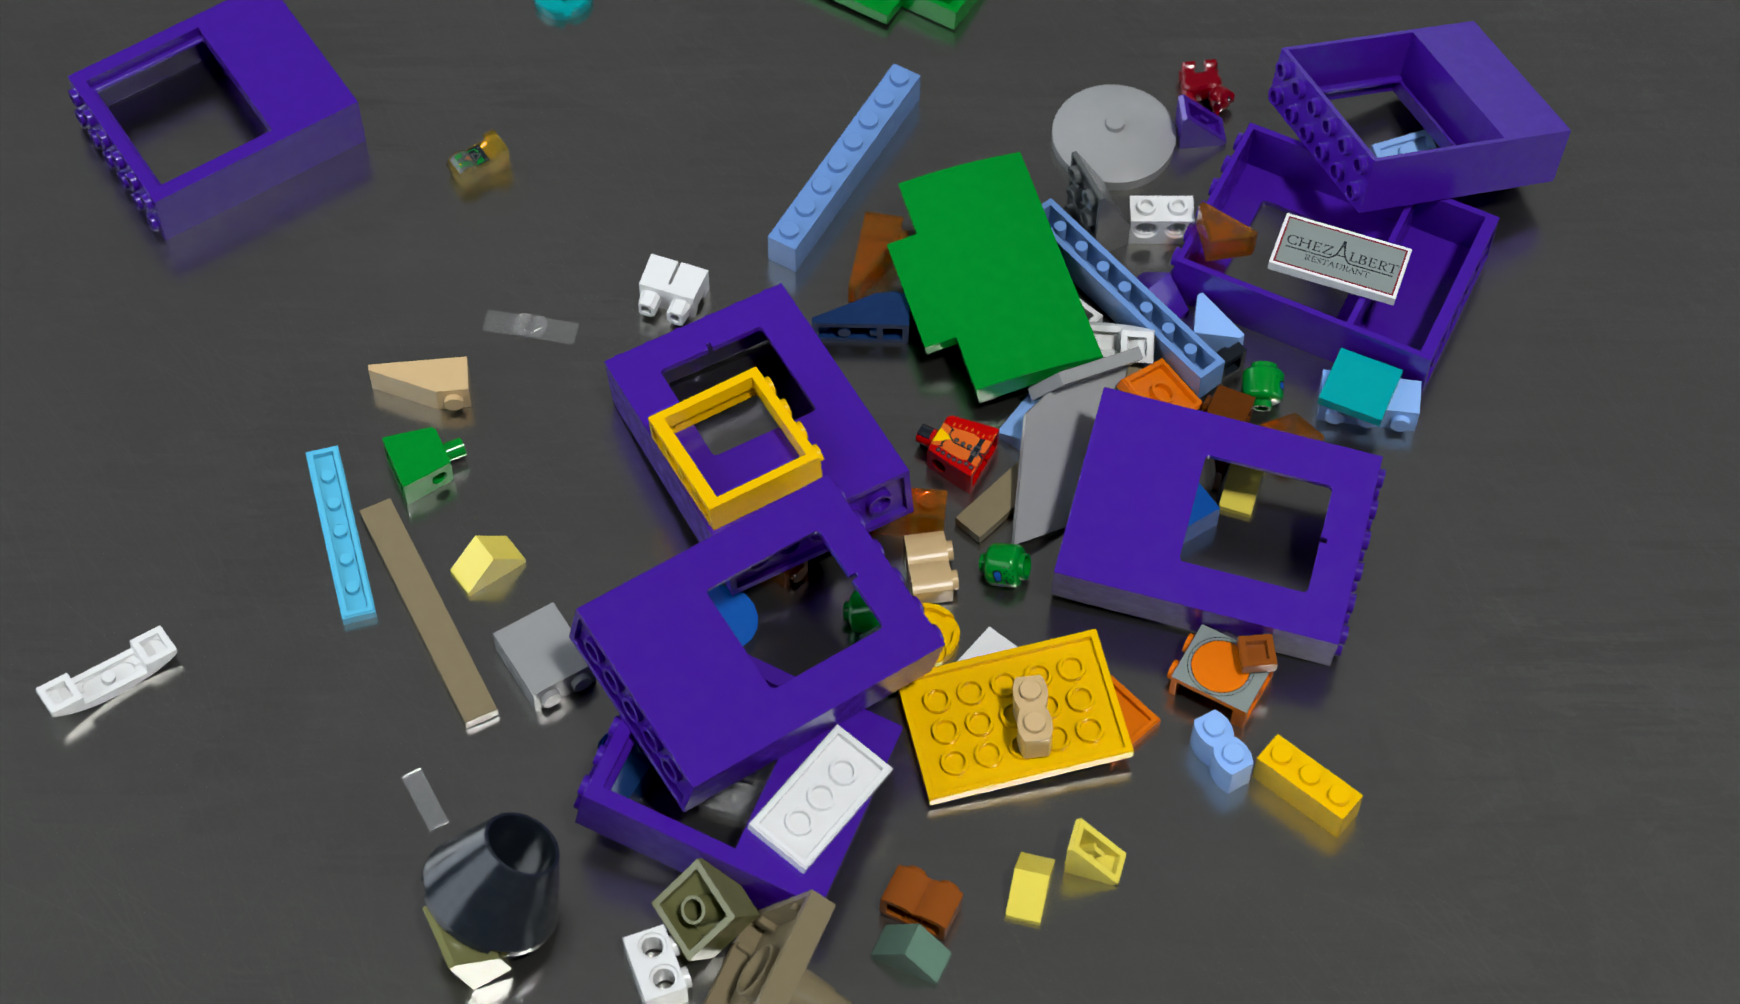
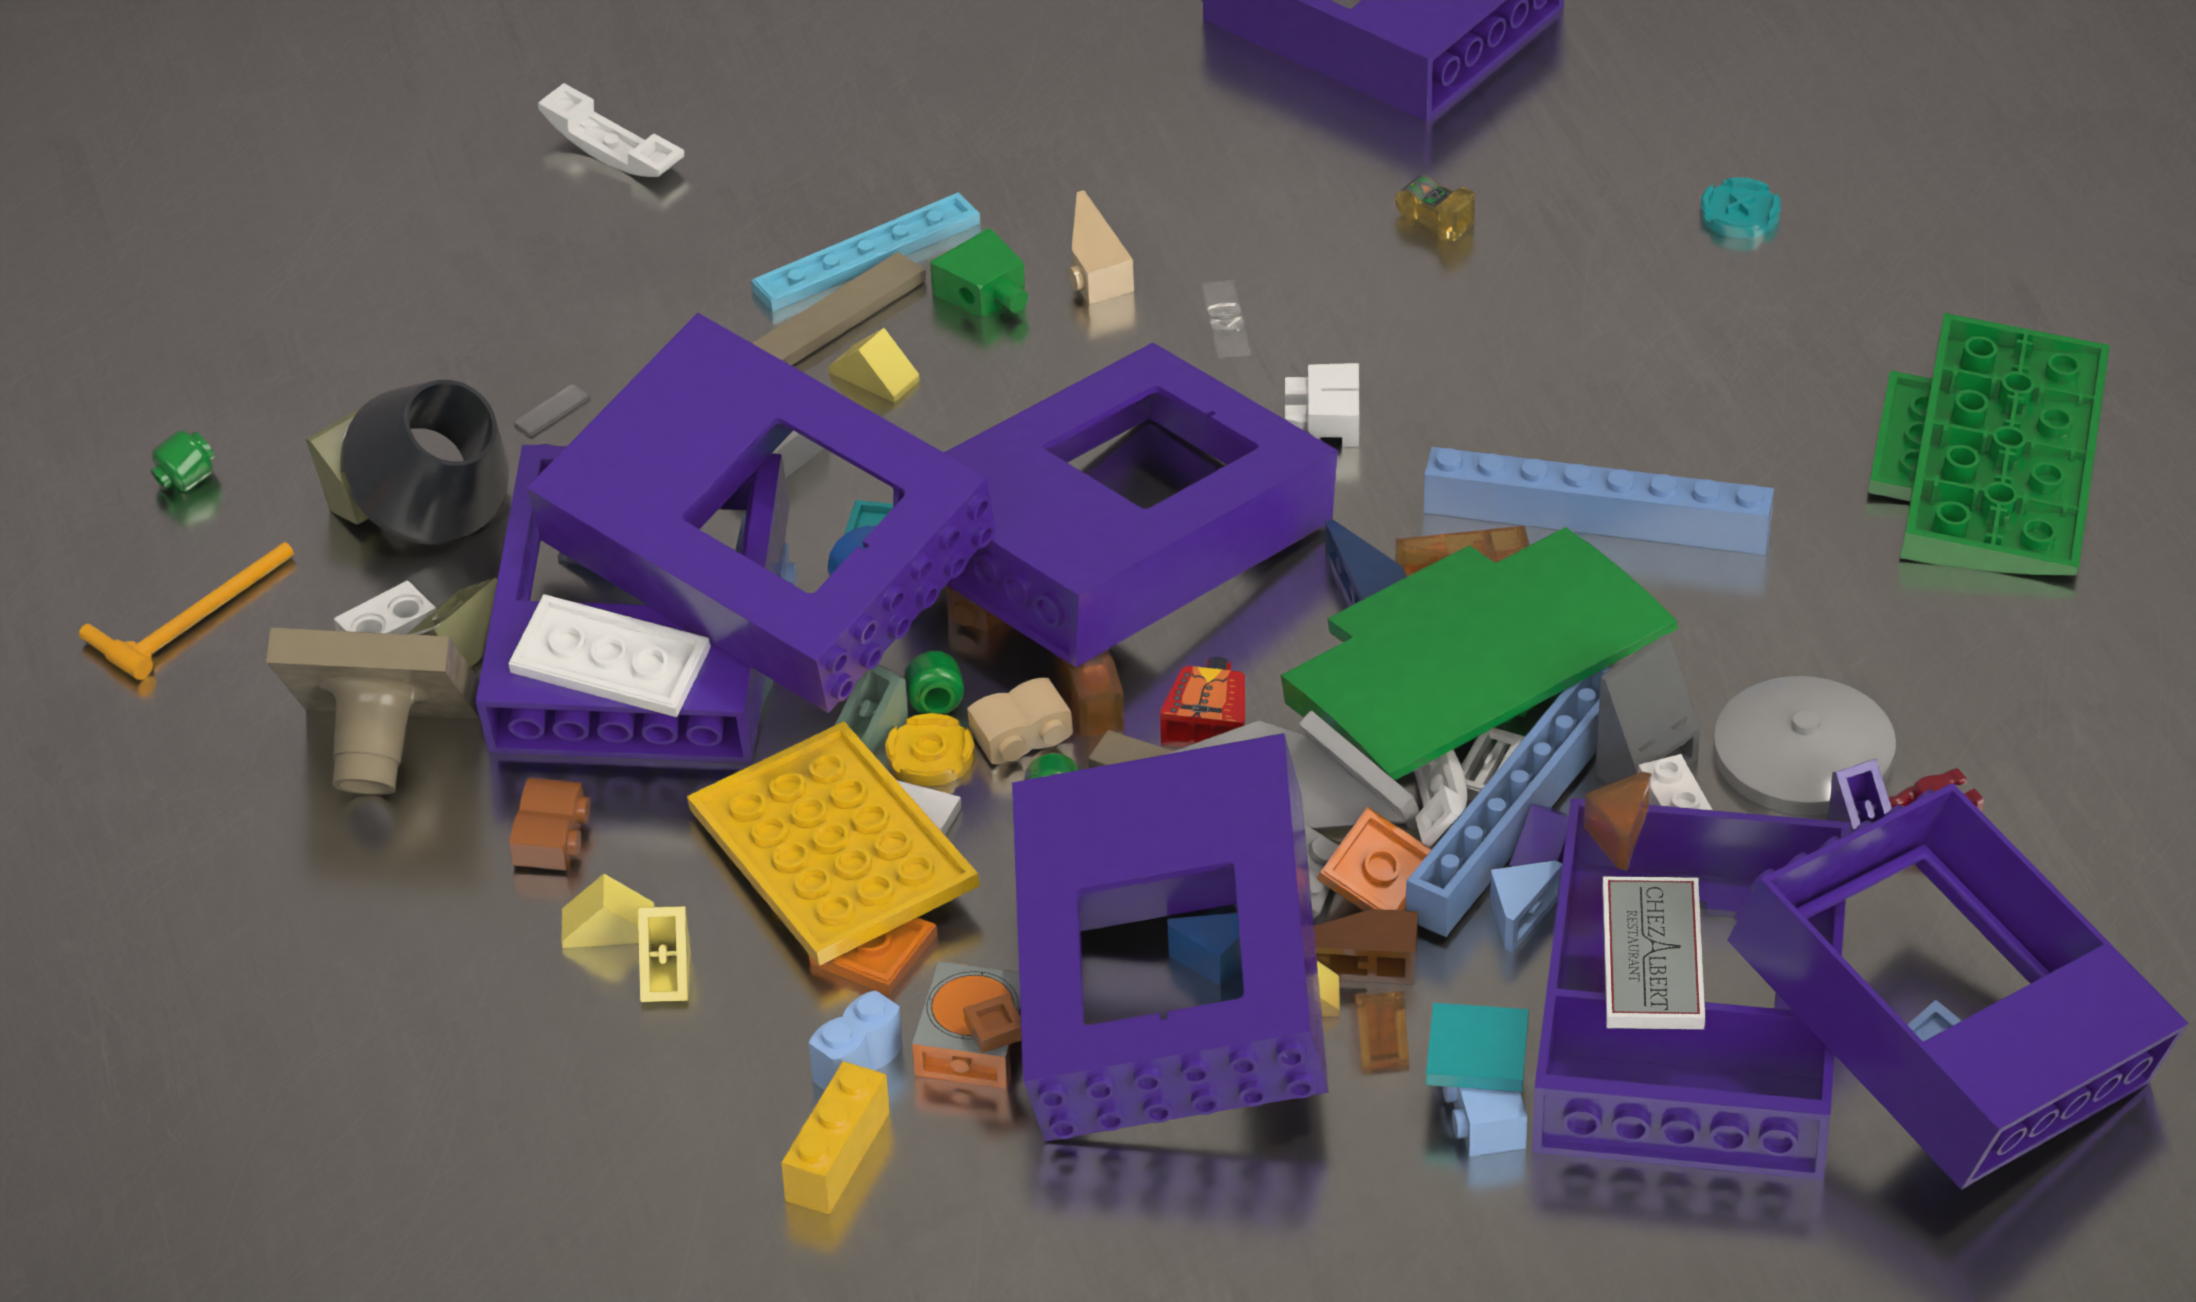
camera: 75 degrees right, 15 degrees down
(757, 492) = (1135, 449): yellow window -> none
(912, 951) = (480, 841): sand green slope -> none
(1032, 716) = (815, 834): tan brick -> none
(1234, 359) = (1473, 928): black plate -> none
(1265, 383) = (1451, 969): green head -> none

